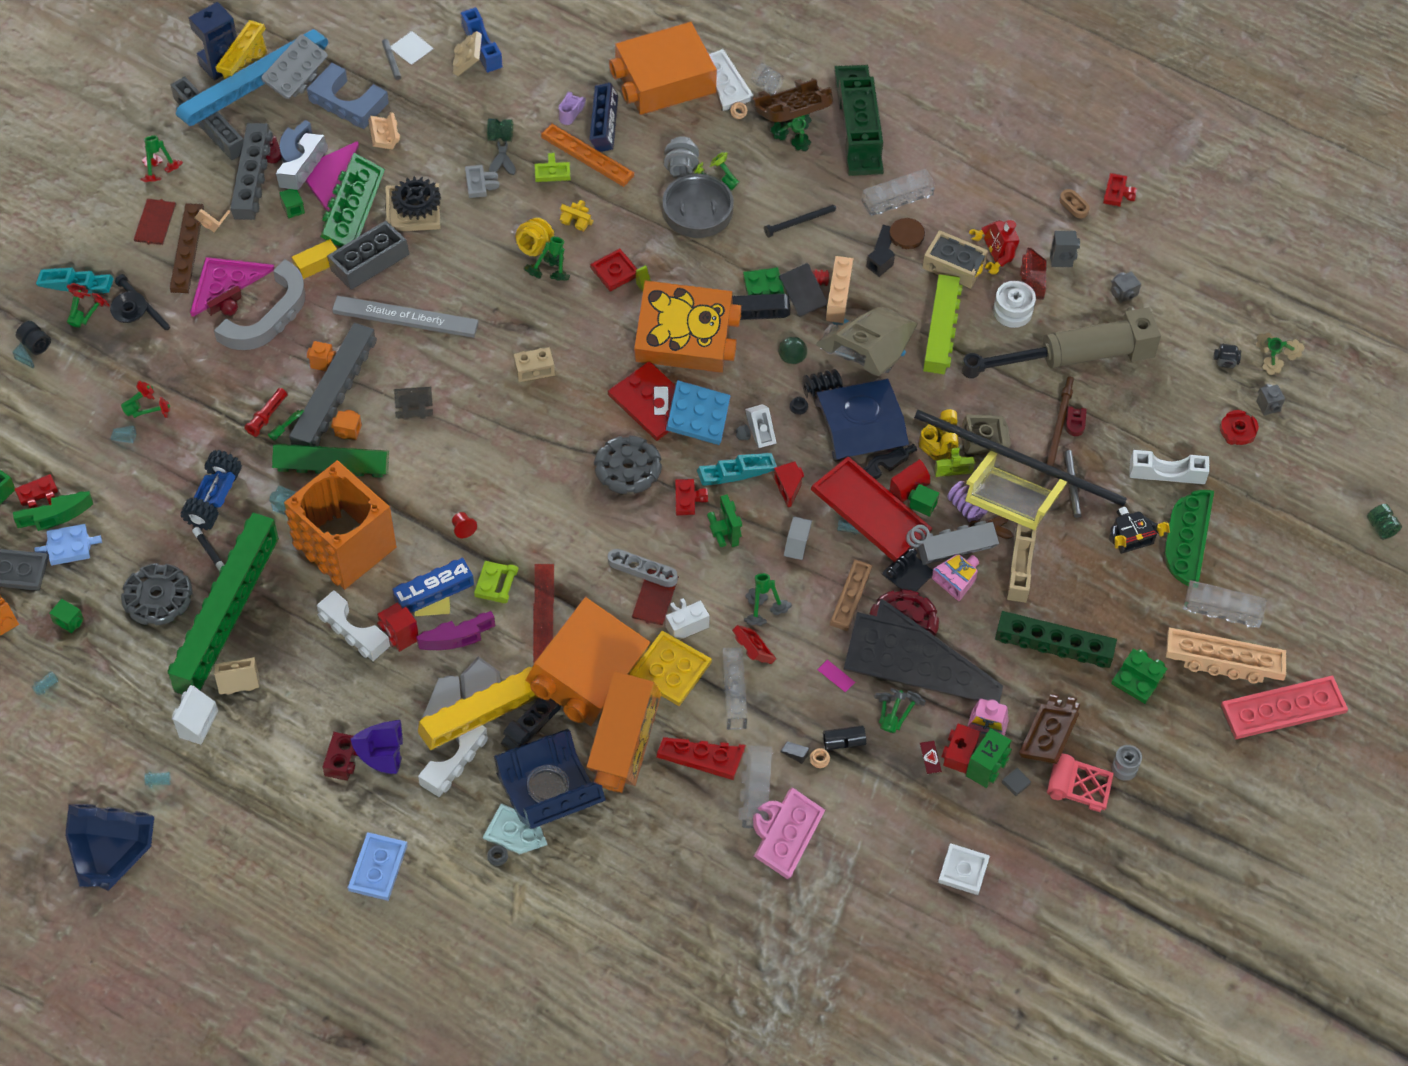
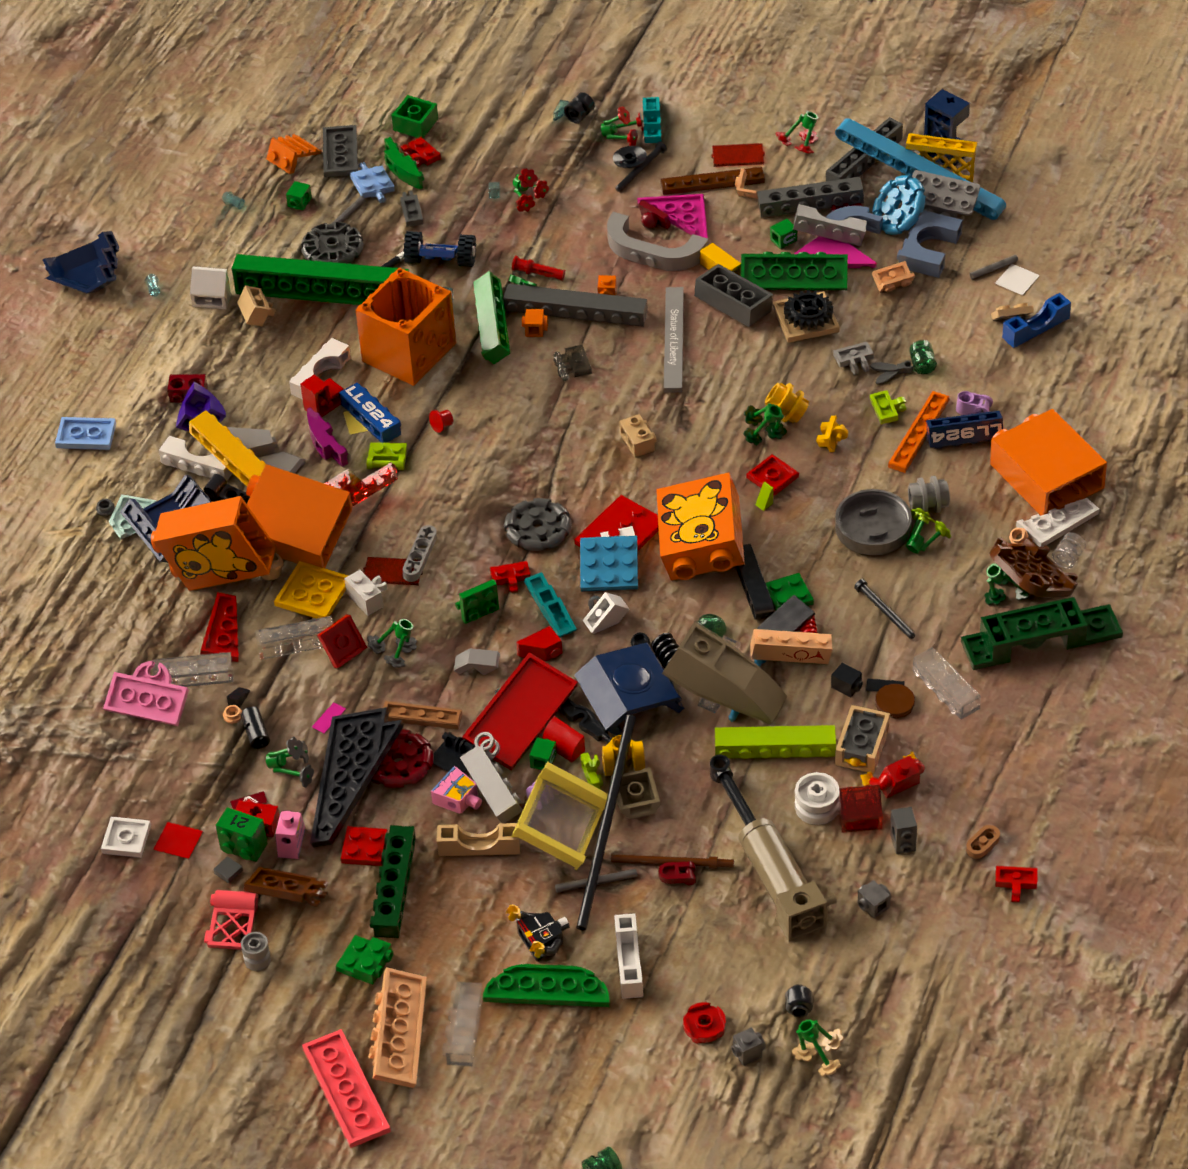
camera: 85 degrees right, 10 degrees down
(106, 573) = (350, 210): none -> flat silver bar
(128, 512) = (411, 209): none -> dark grey hinge
(290, 93) = (910, 207): none -> dark azure plate
(969, 825) = (178, 840): none -> red sticker
(1005, 662) = (363, 846): none -> red plate

